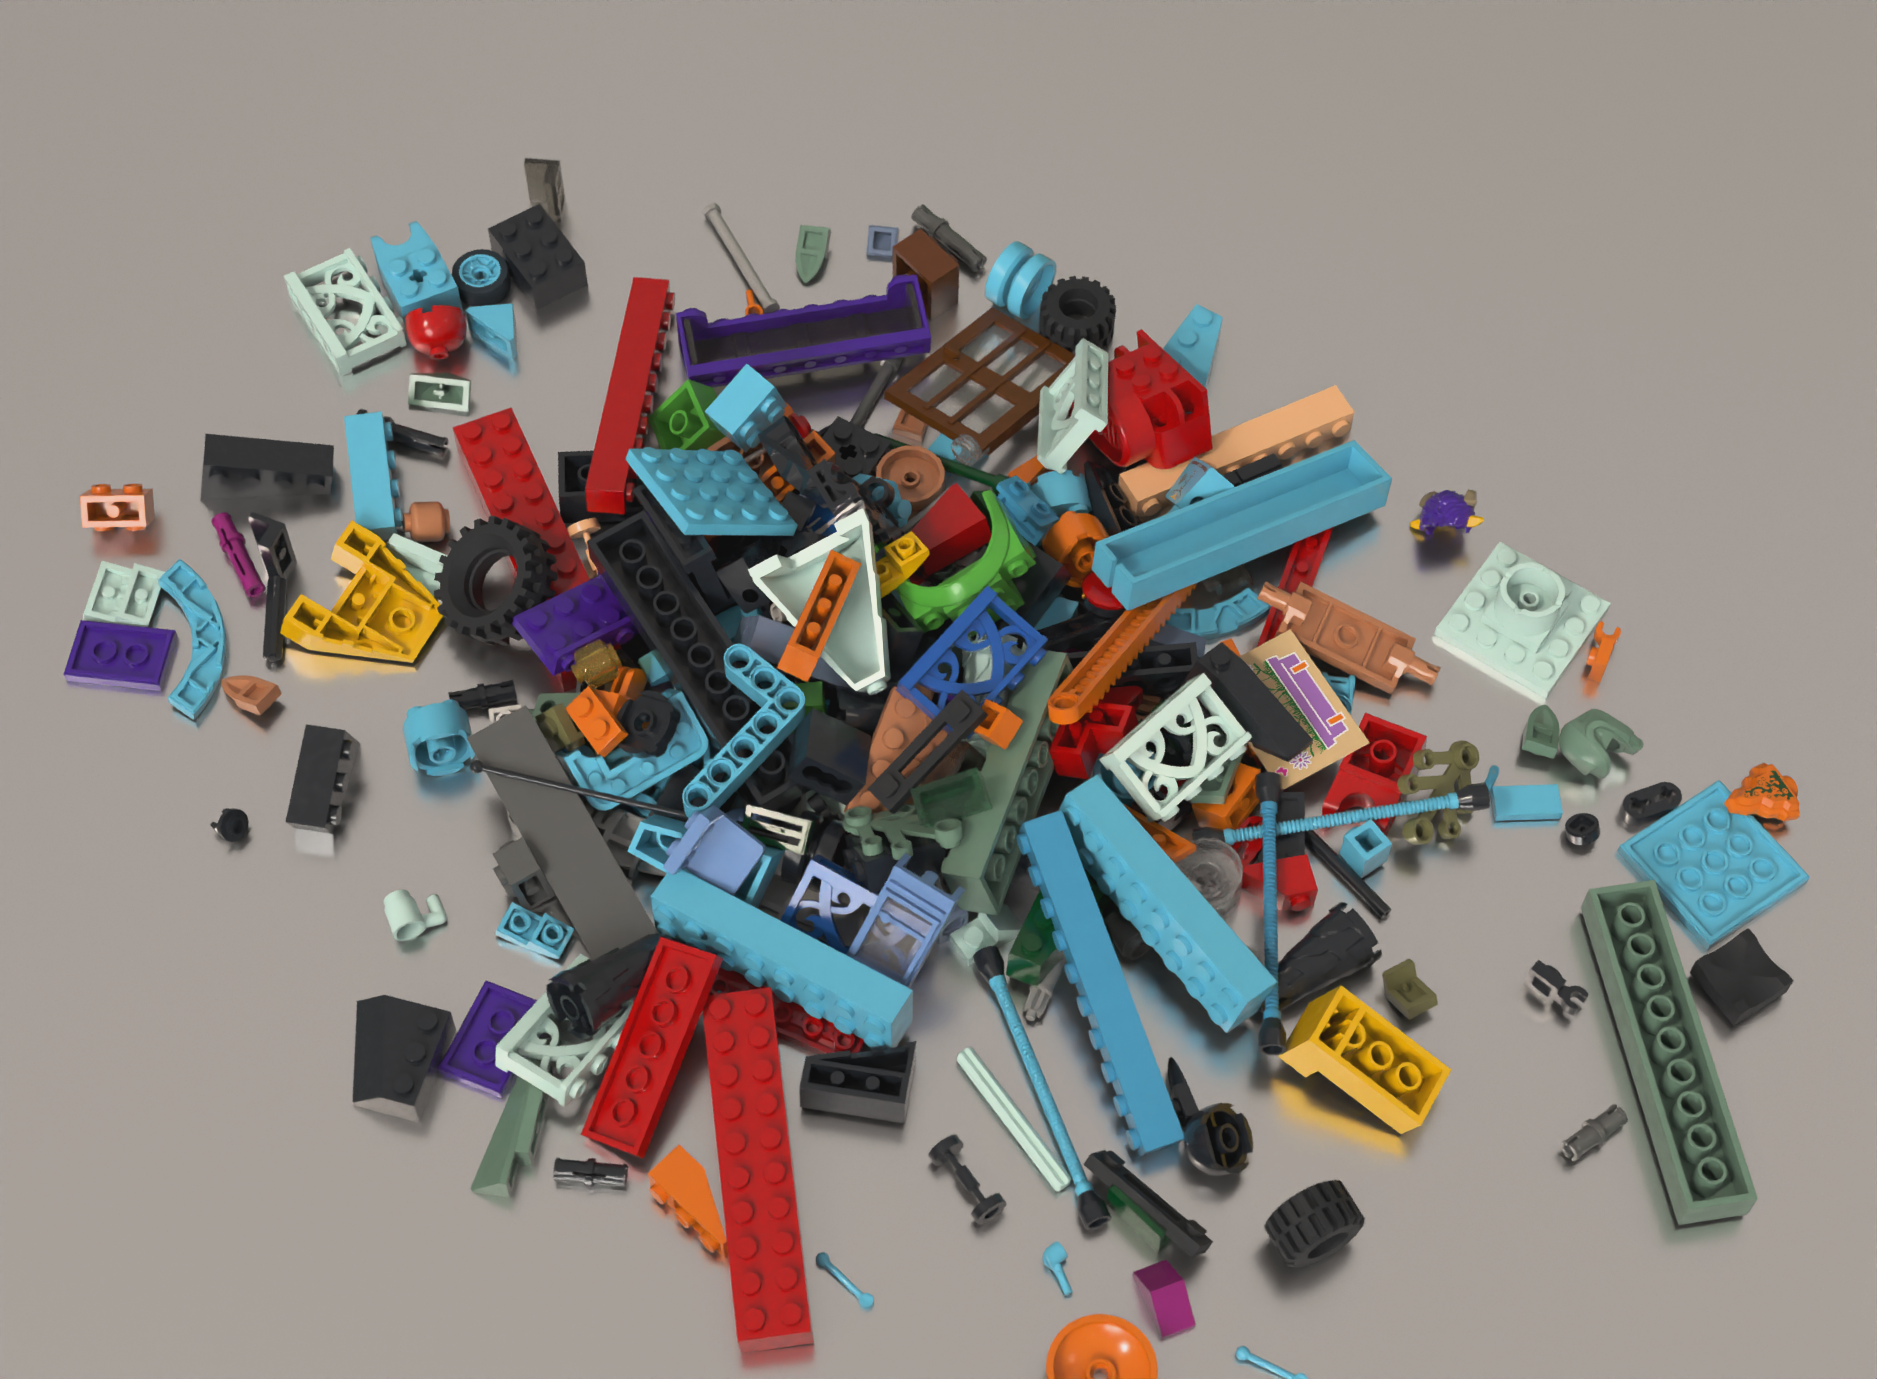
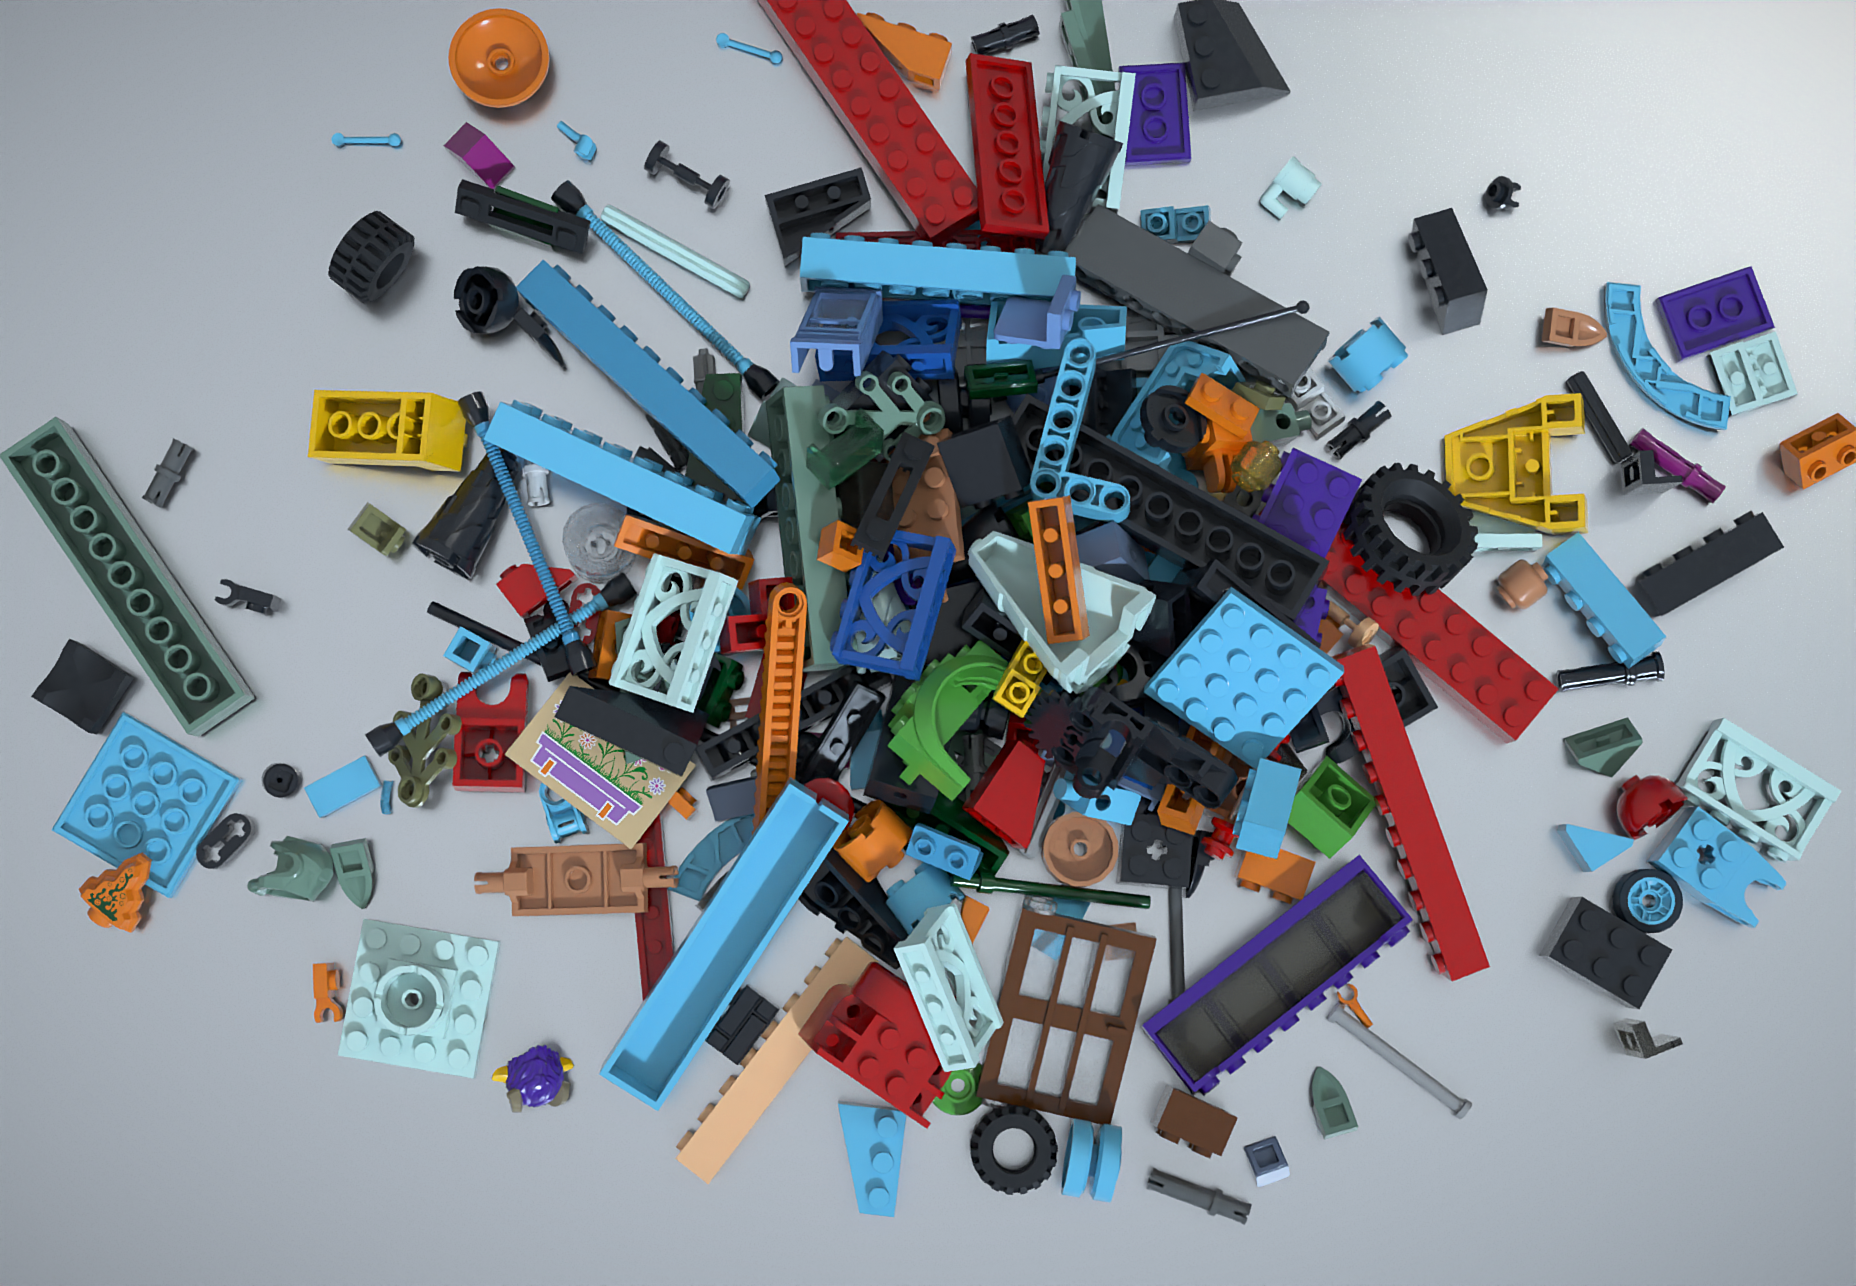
camera: 150 degrees right, 25 degrees up
(1196, 484) = (789, 968): medium azure torso -> none

